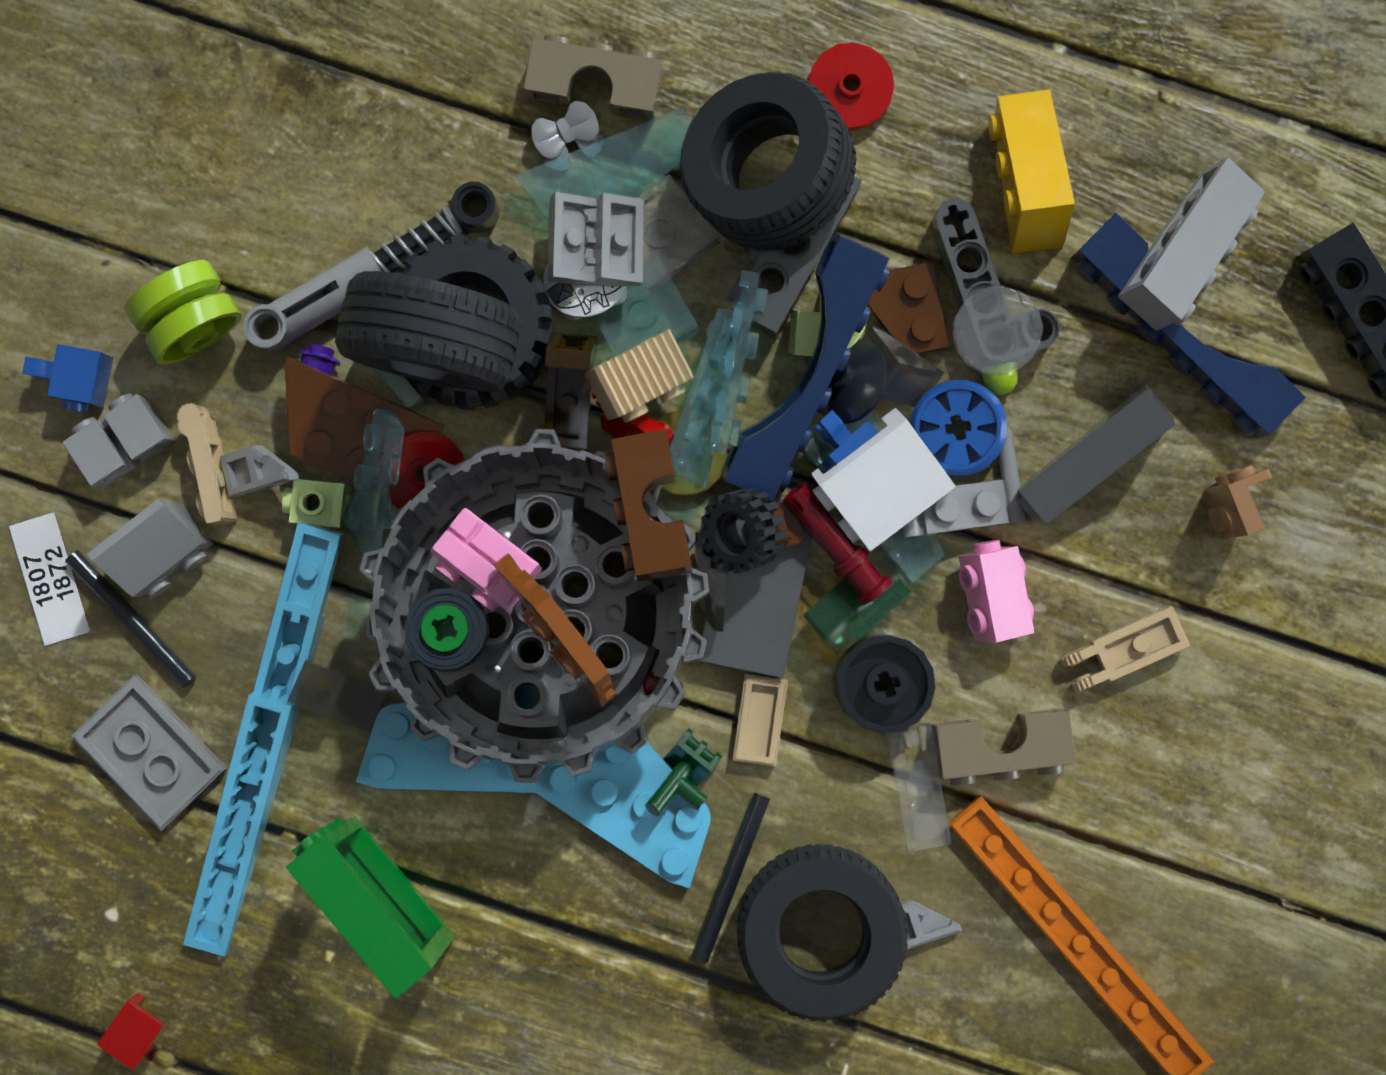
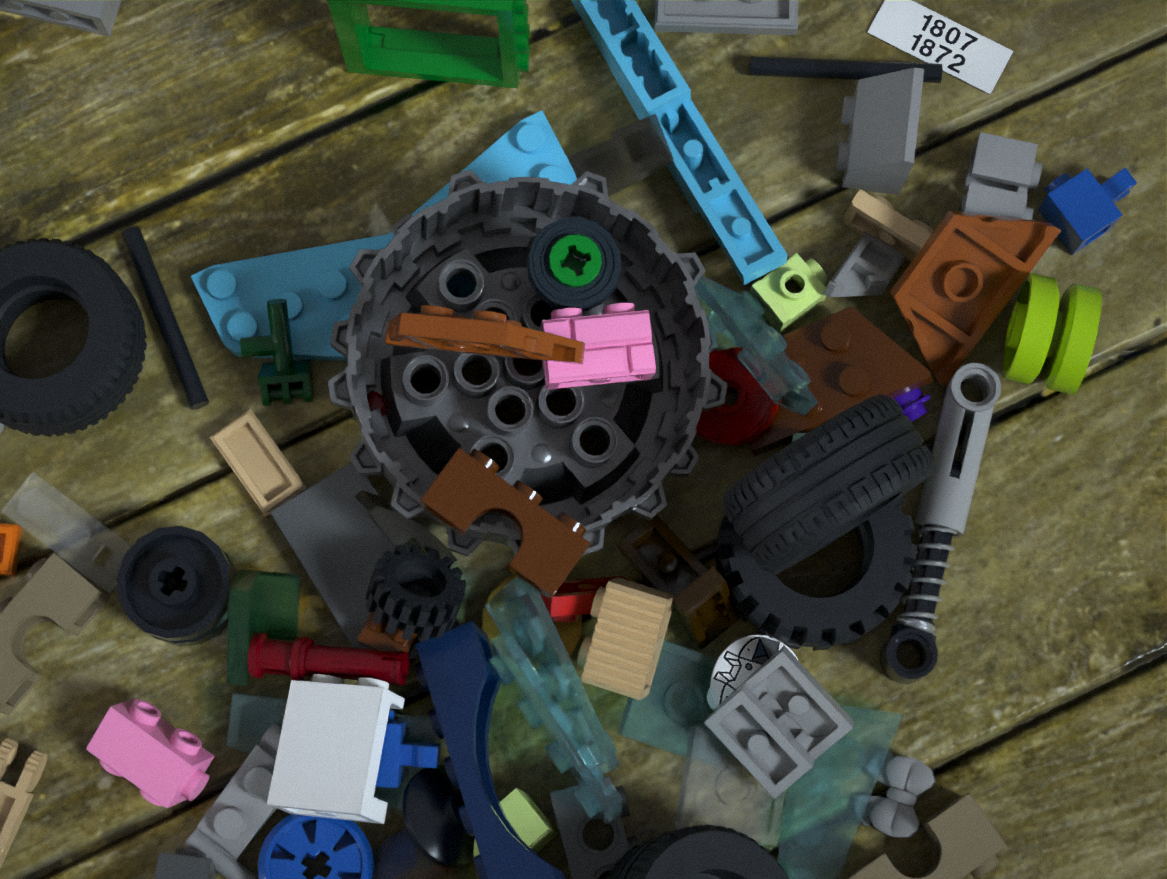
camera: 130 degrees right, 10 degrees down
(201, 397) = (965, 282): none -> dark orange wing

